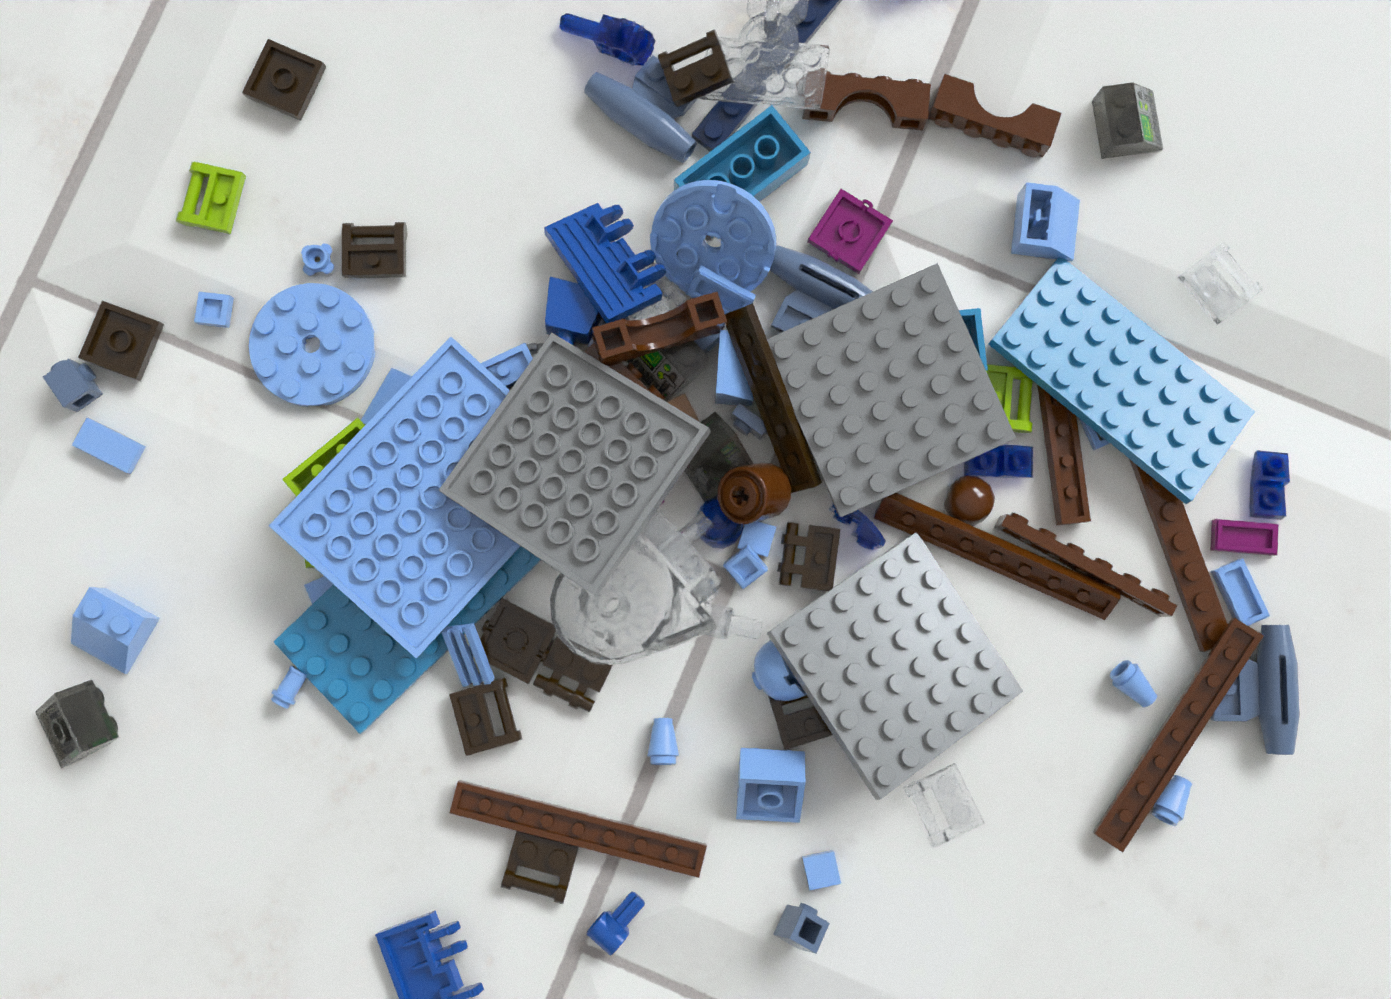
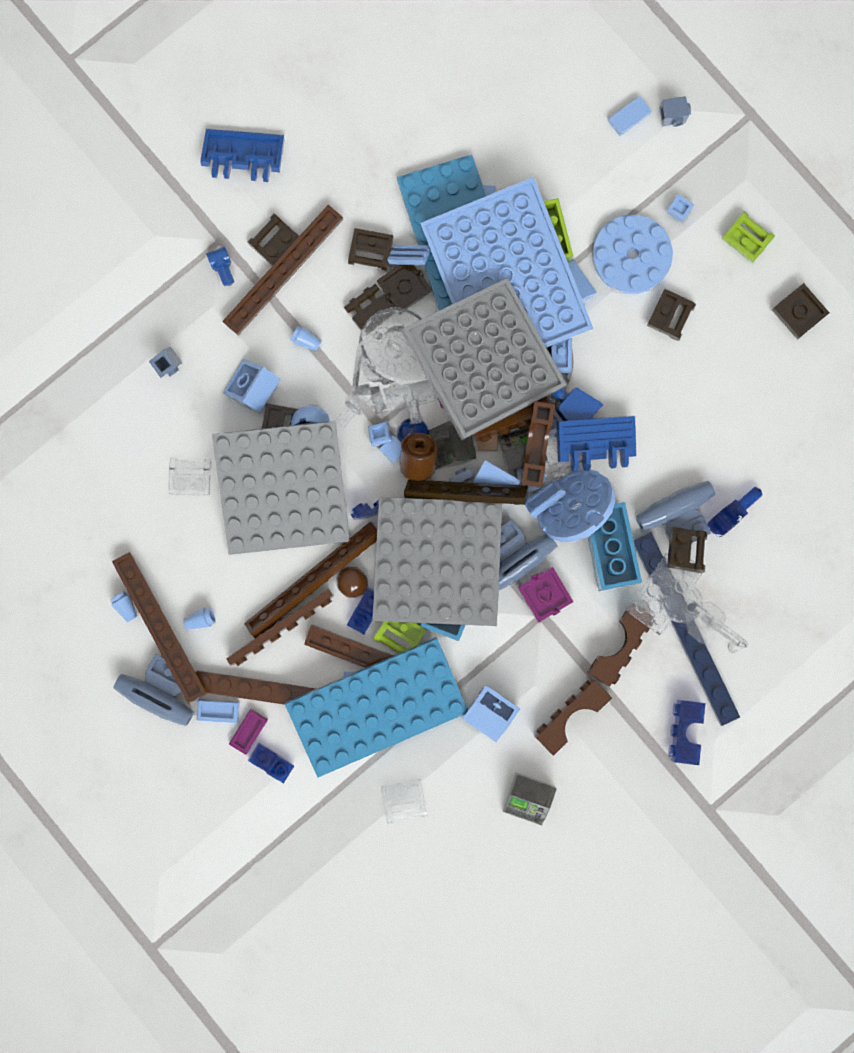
camera: 120 degrees right, 0 degrees up
(77, 722) = (481, 30): clear smoke slope -> none
(111, 628) = (524, 72): light blue slope -> none
(121, 340) = (687, 149): dark brown plate -> none
(289, 687) = (441, 150): light blue pin -> none
(310, 253) = (687, 277): light blue plate -> none
(819, 556) = (362, 477): dark brown plate -> none
(821, 870) = (190, 391): light blue tile -> none

